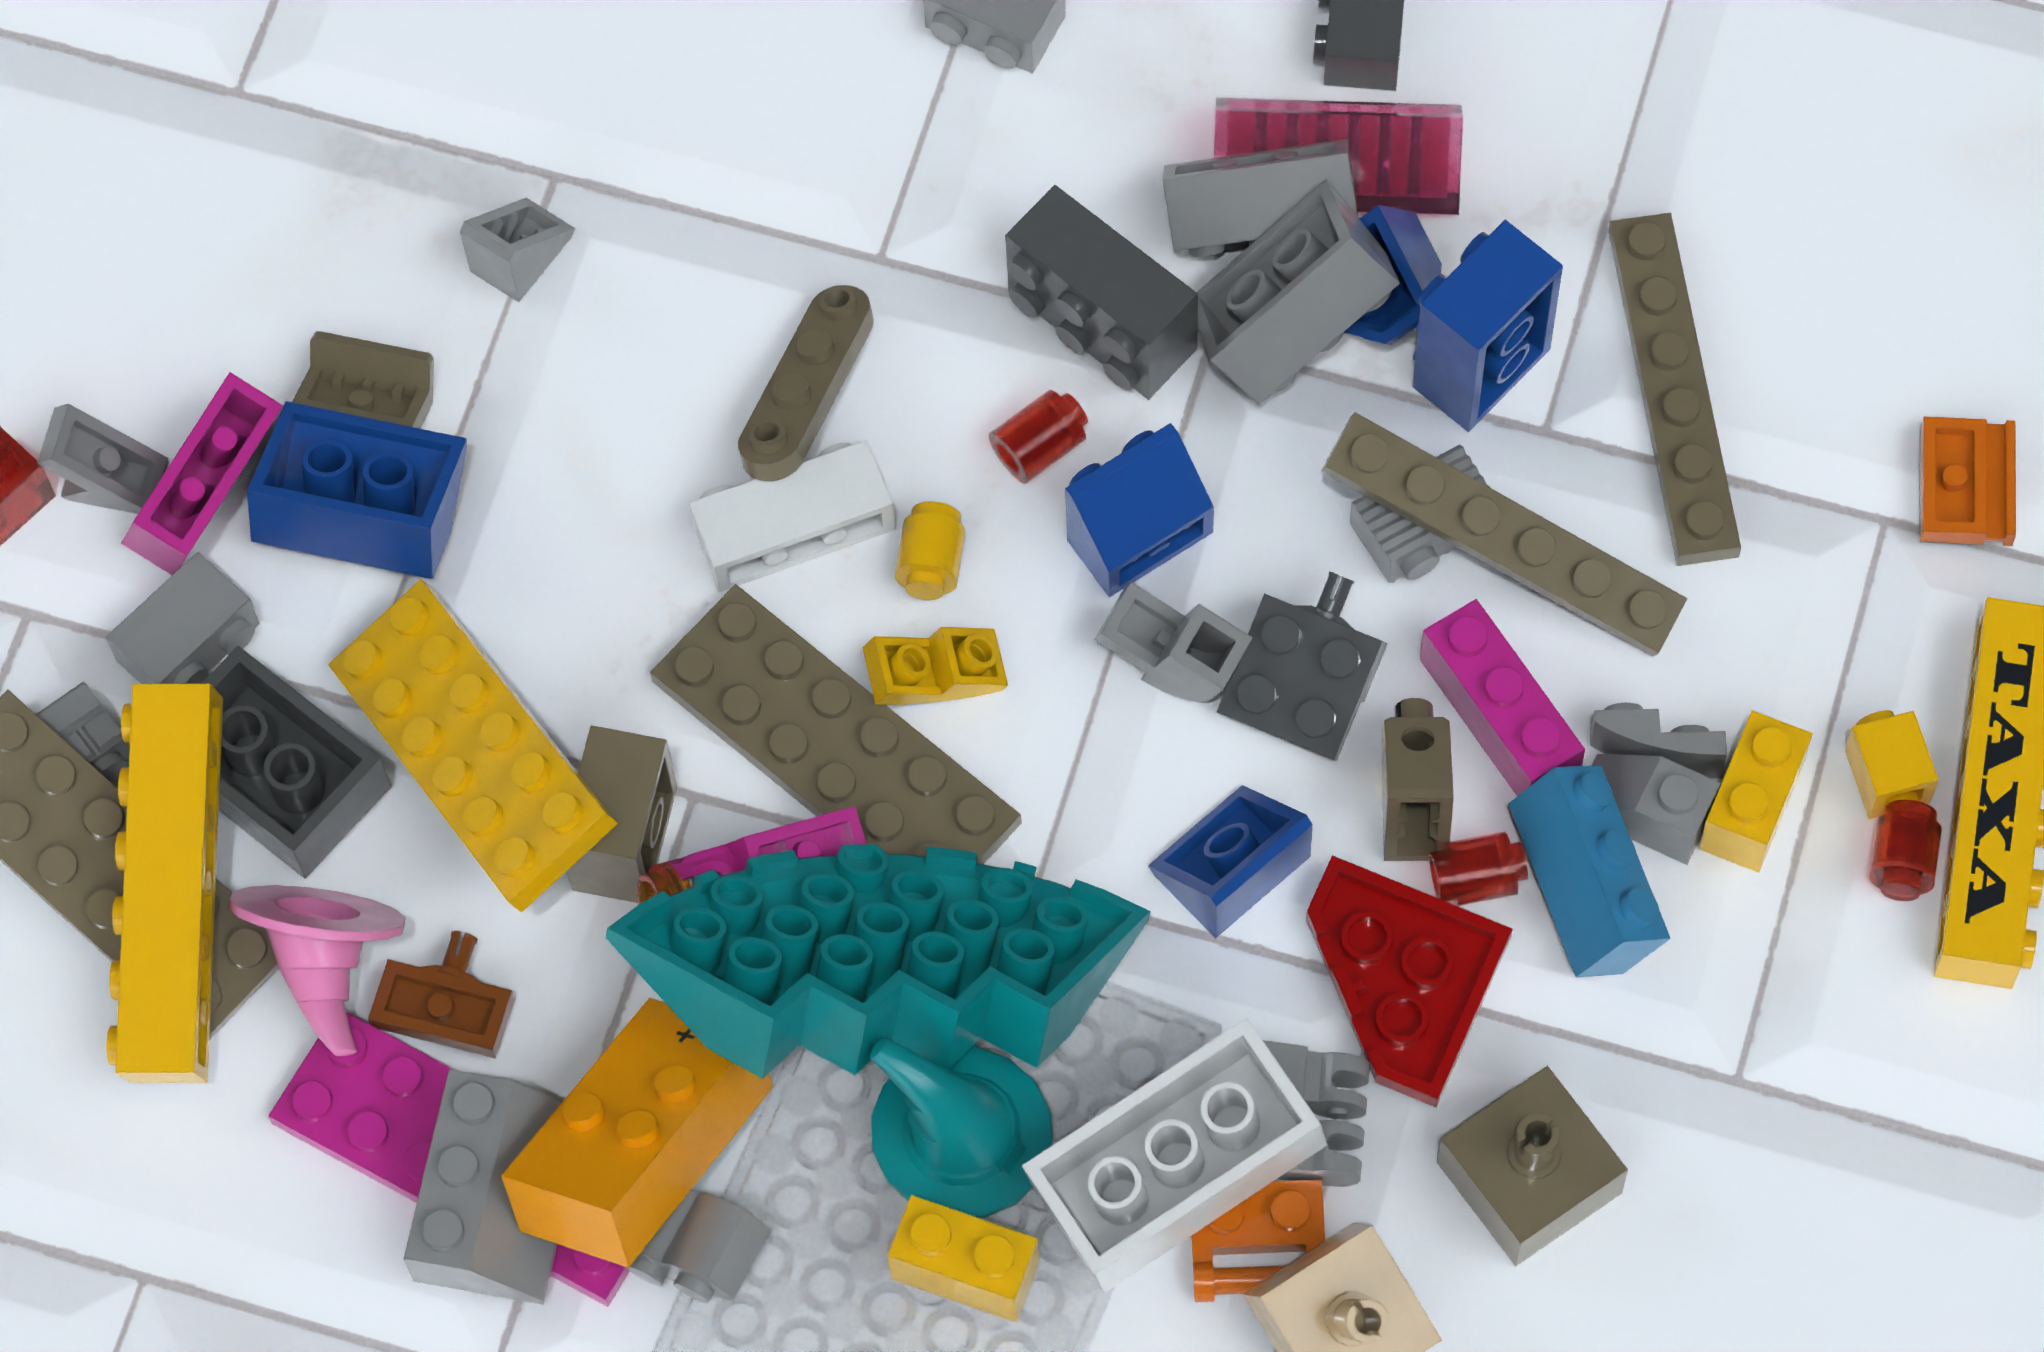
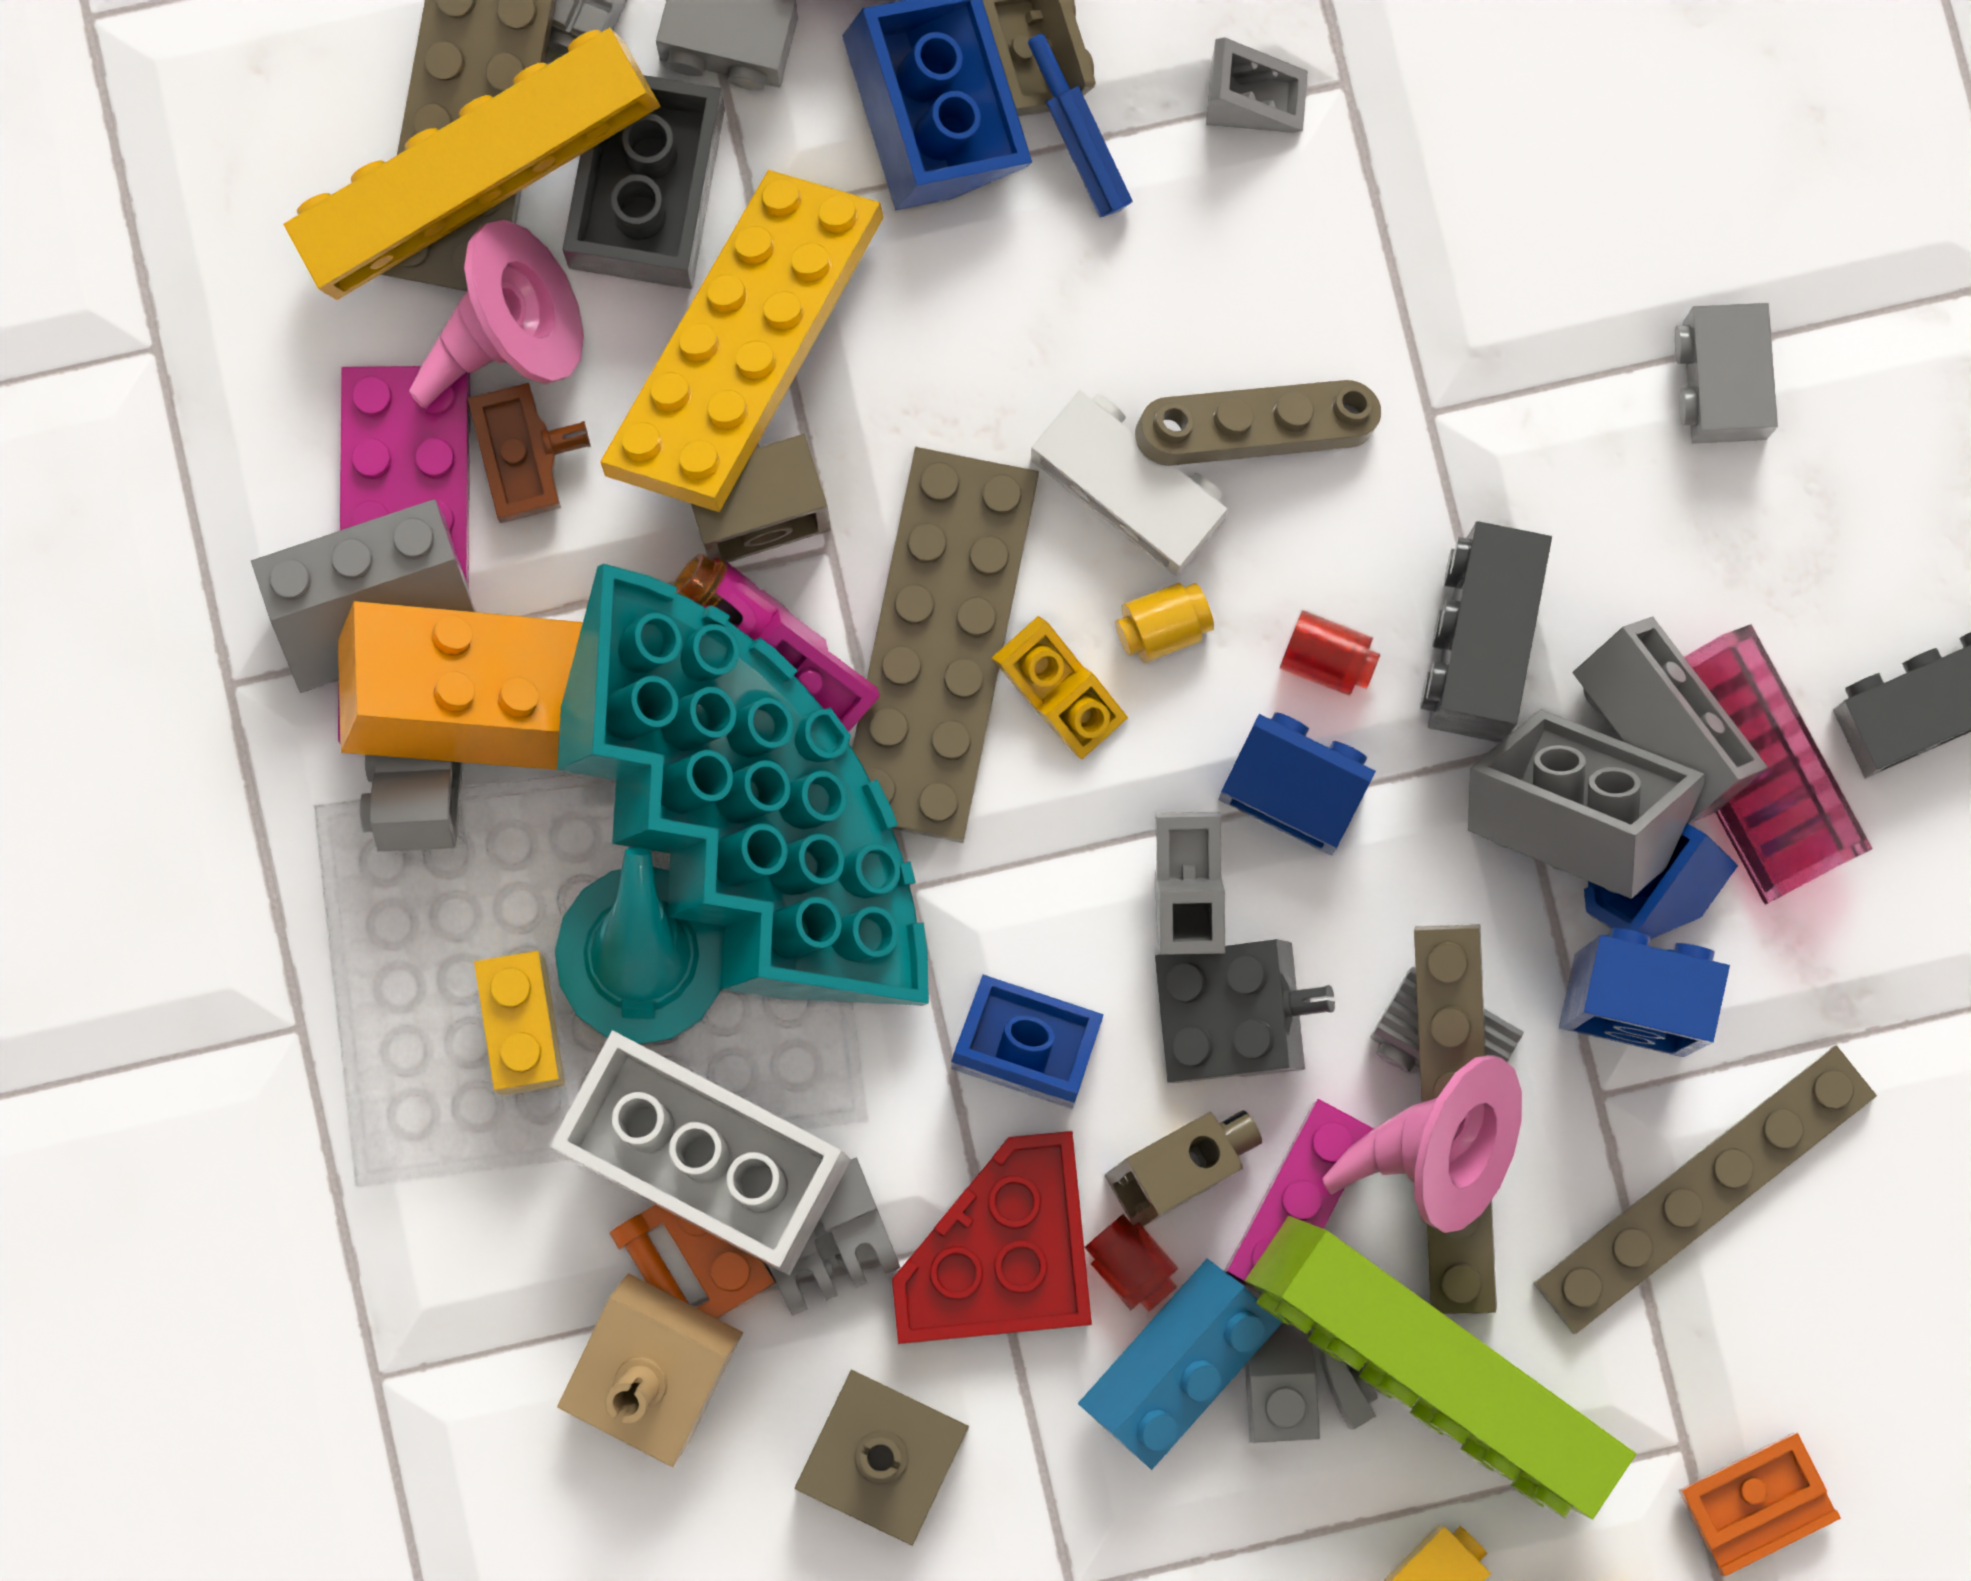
camera: 55 degrees right, 15 degrees up
(467, 392) = (1081, 135): none -> blue axle
(1518, 539) = (1448, 1145): none -> bright pink piece
(1712, 645) = (1441, 1368): none -> lime brick
(1755, 791) = (1342, 1470): yellow brick -> none

